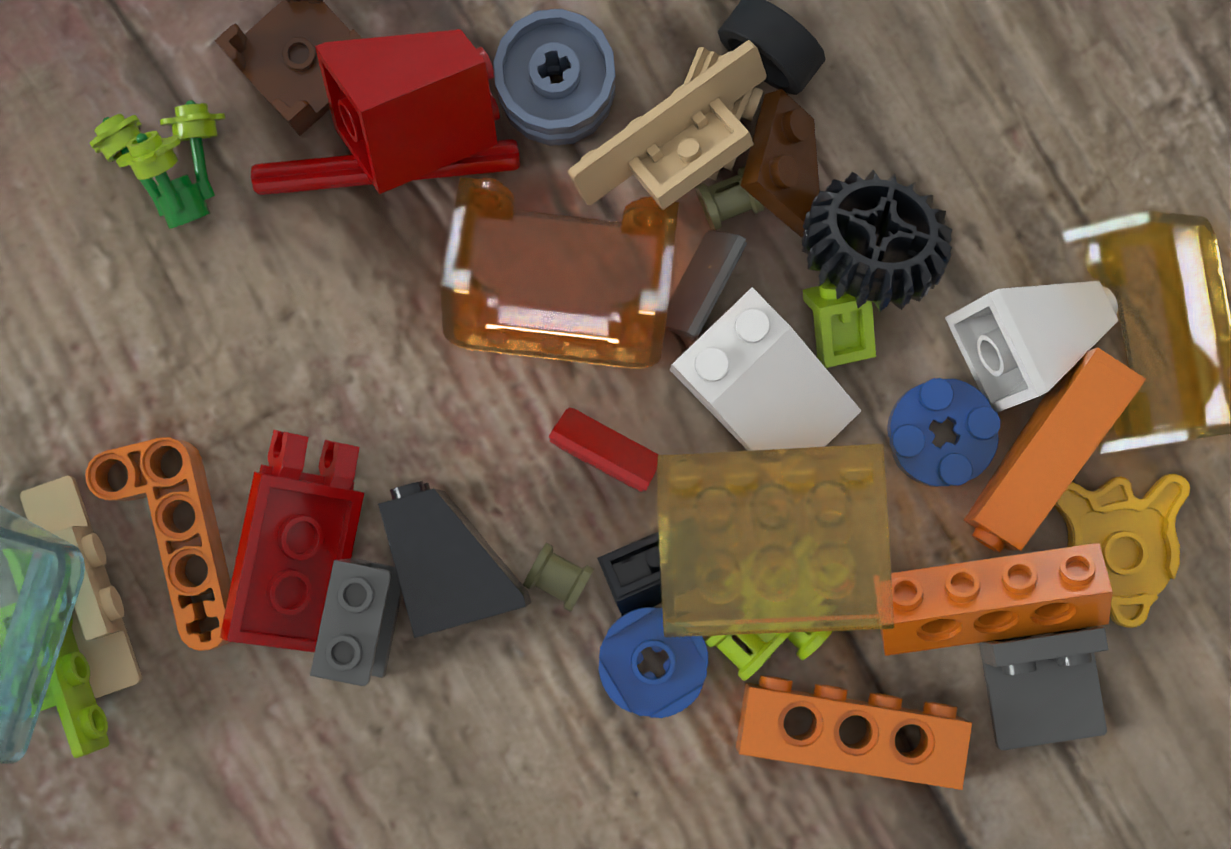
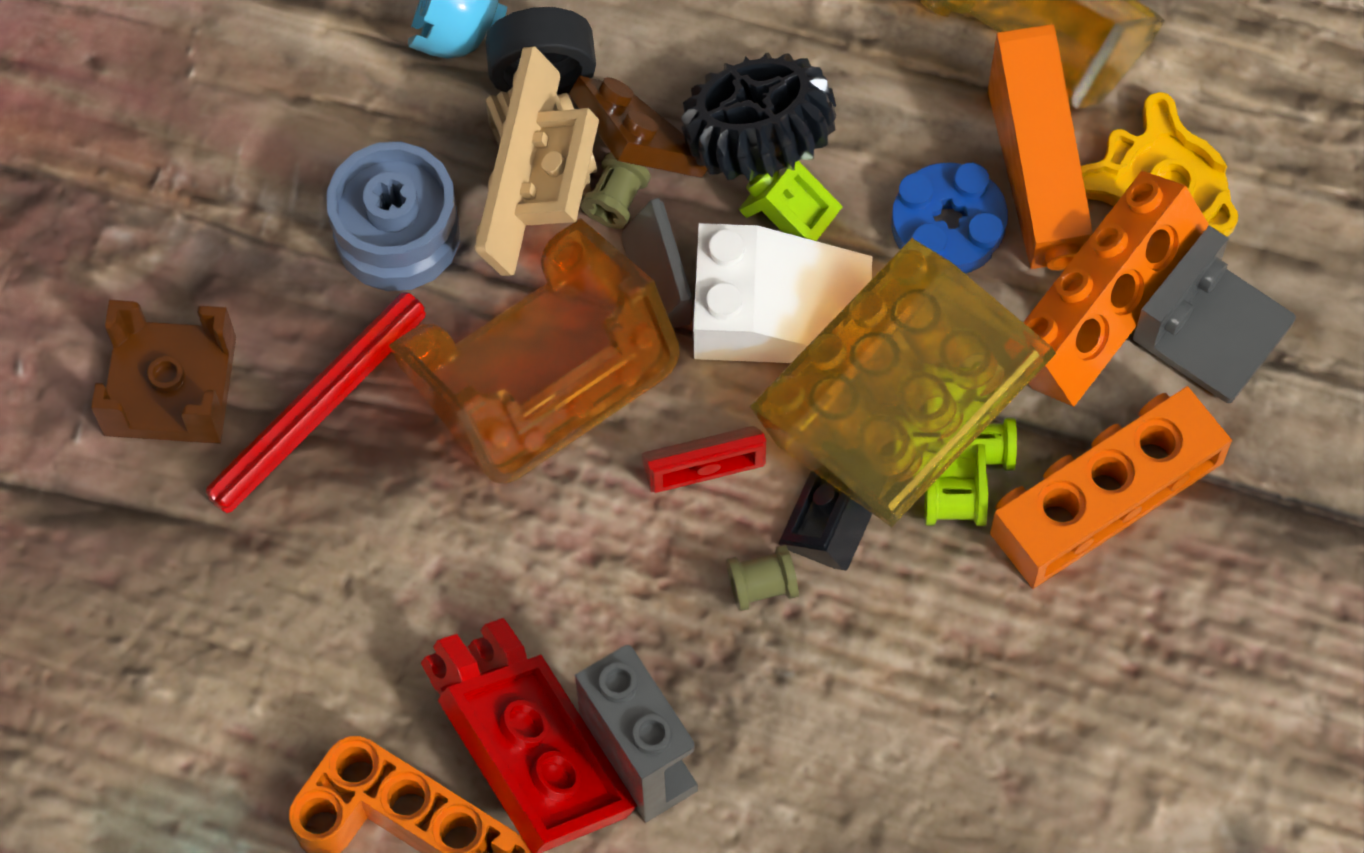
camera: 40 degrees left, 20 degrees down
(152, 156) = (121, 529): lime plant -> none
(409, 102) = (293, 323): red slope -> none
(444, 562) = (678, 623): black slope -> none
(645, 692) = (896, 609): blue plate -> none
(1030, 336) = (937, 91): white slope -> none

